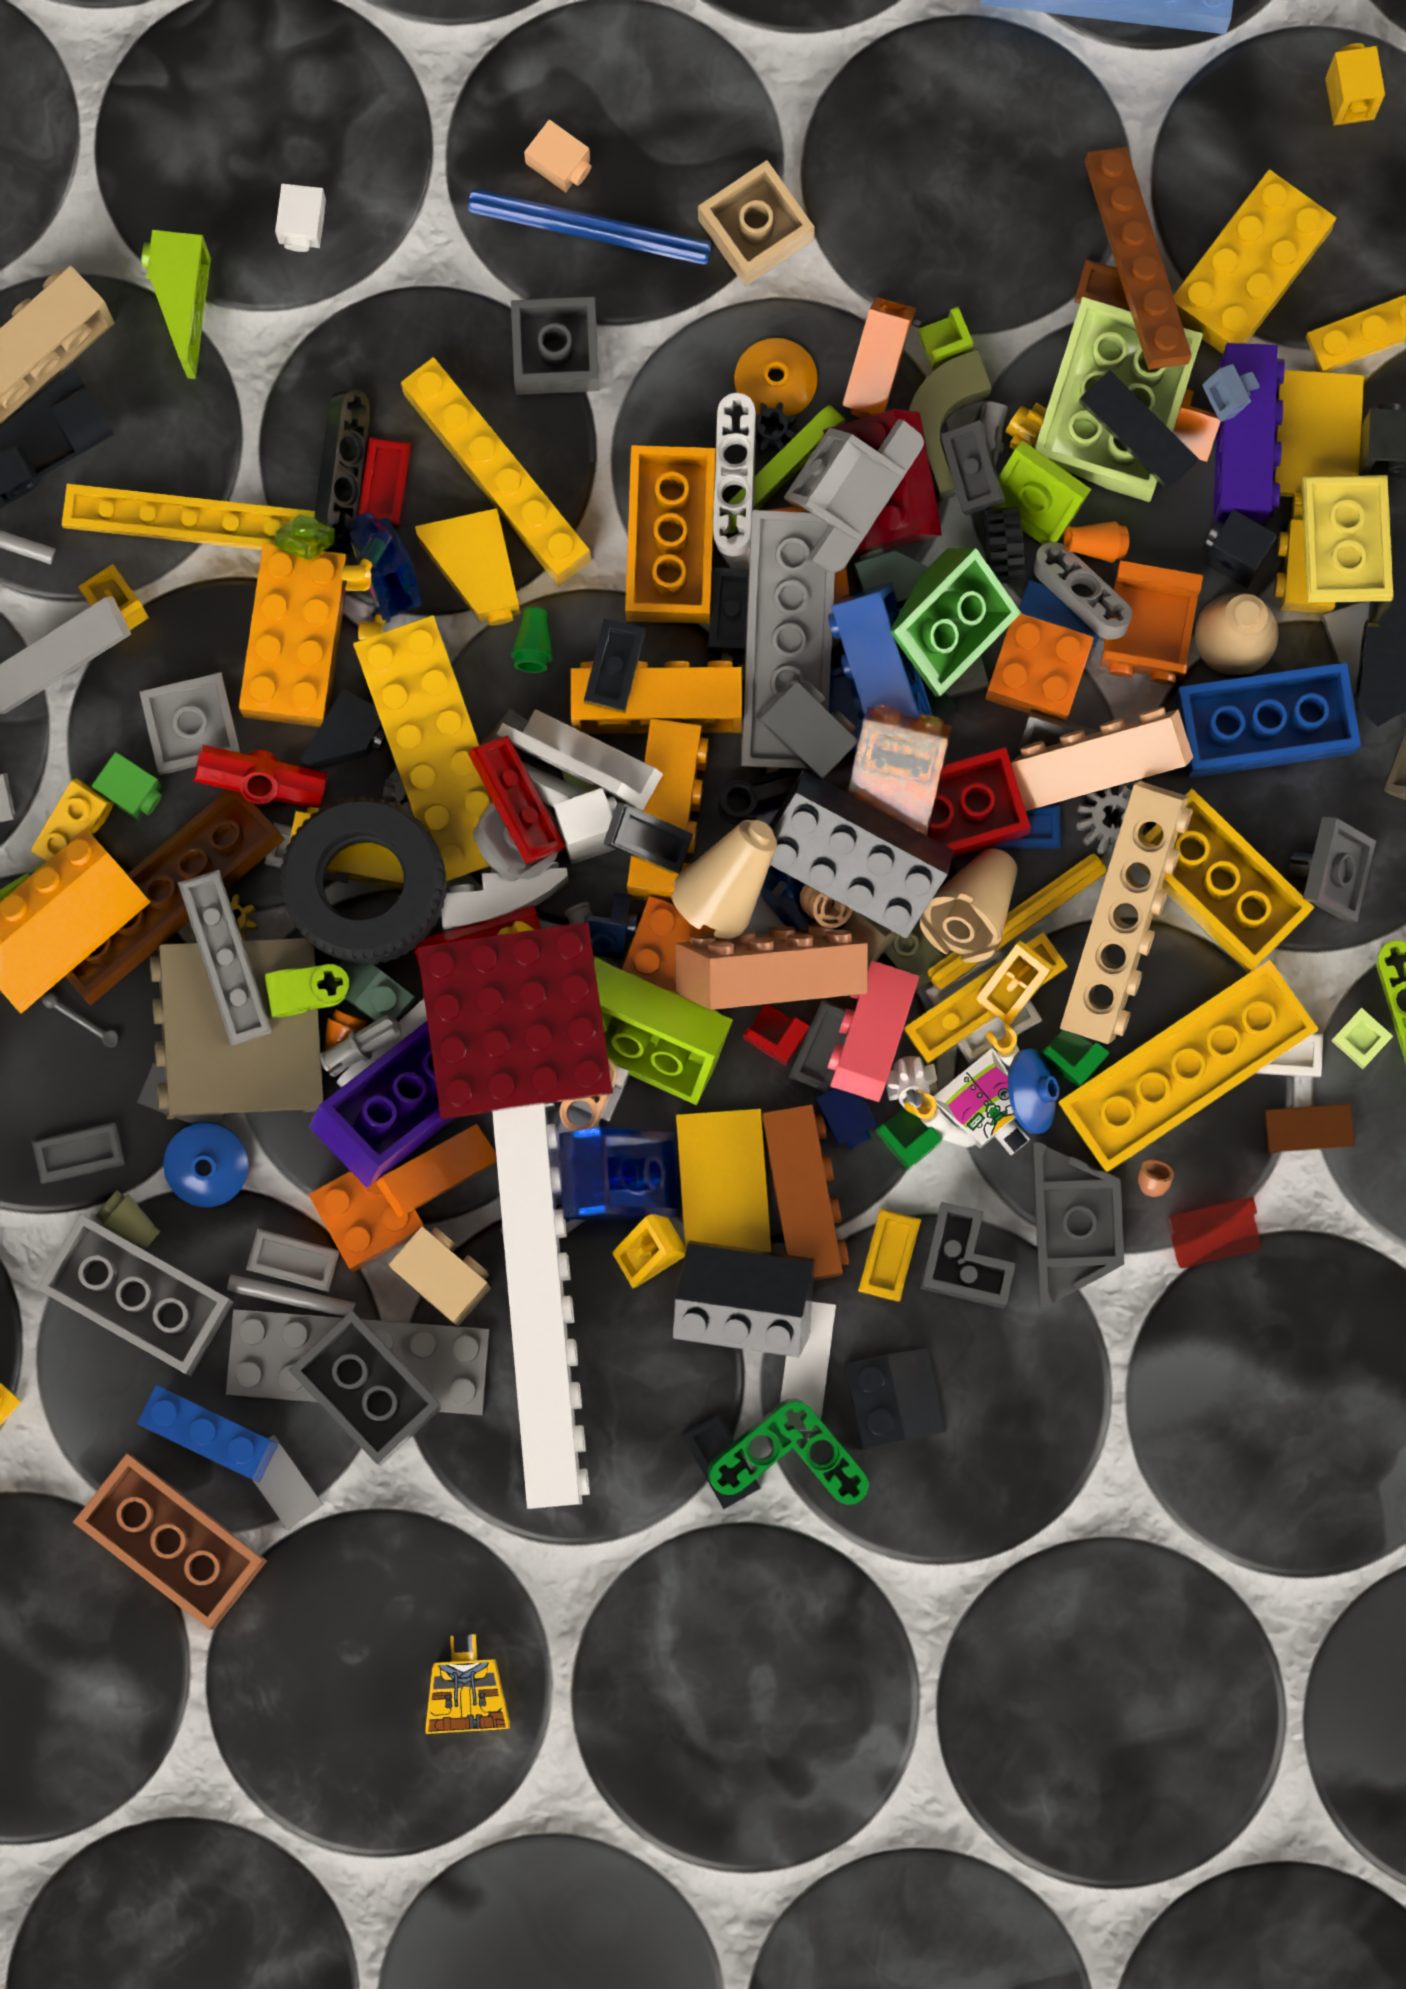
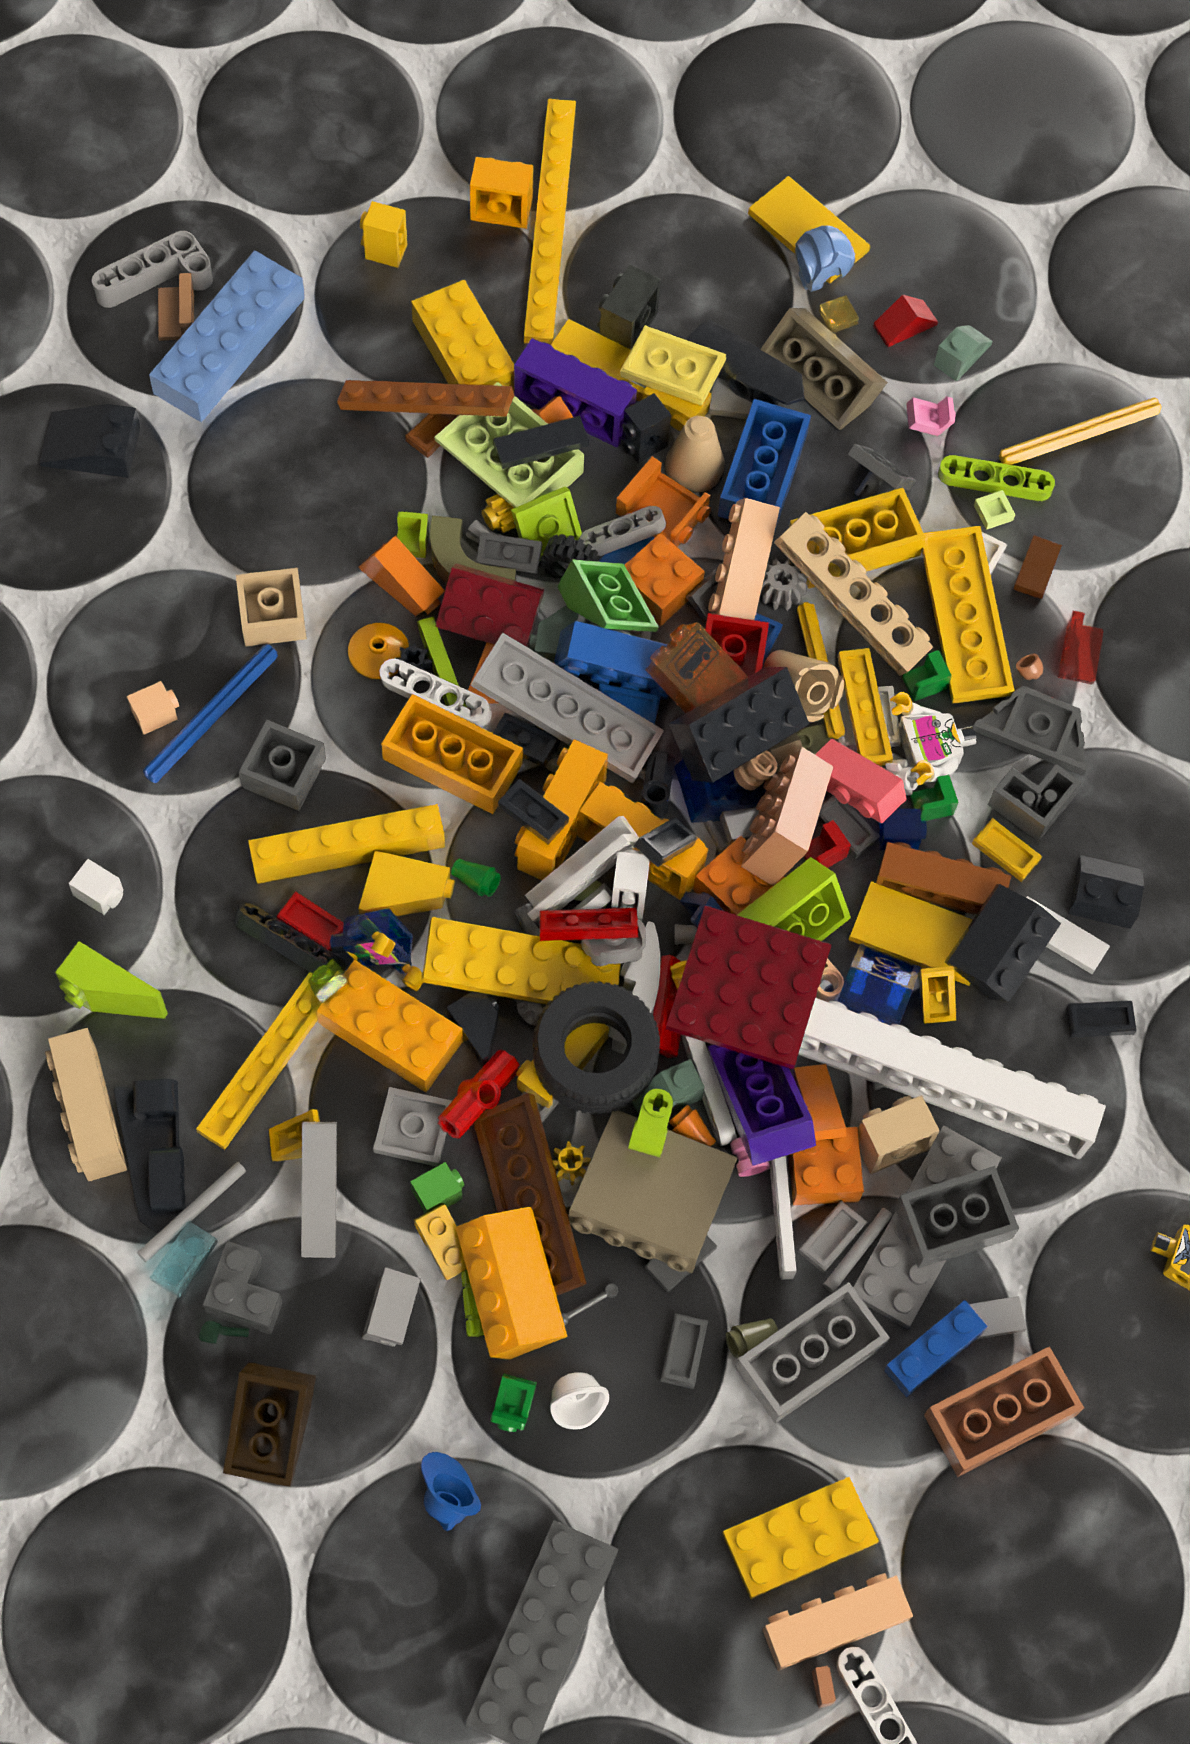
camera: 70 degrees left, 15 degrees down
(209, 1143) = (721, 1268): blue dish -> none
(225, 958) = (601, 1169): light grey tile -> none
(279, 1194) = (782, 1218): none -> white tile
(360, 1045) = (707, 1109): light grey axle -> none
(726, 880) = (719, 802): tan cone -> none
(783, 1441) = (1109, 965): green beam -> none
(807, 727) = (637, 715): dark grey brick -> none
(850, 486) = (488, 616): light grey plate -> none
(1014, 982) = (867, 675): yellow slope -> none
(1032, 1091) = (942, 703): blue dish -> none
(1101, 540) = (595, 507): orange cone -> none
(1229, 391) = (550, 372): sand blue tile -> none

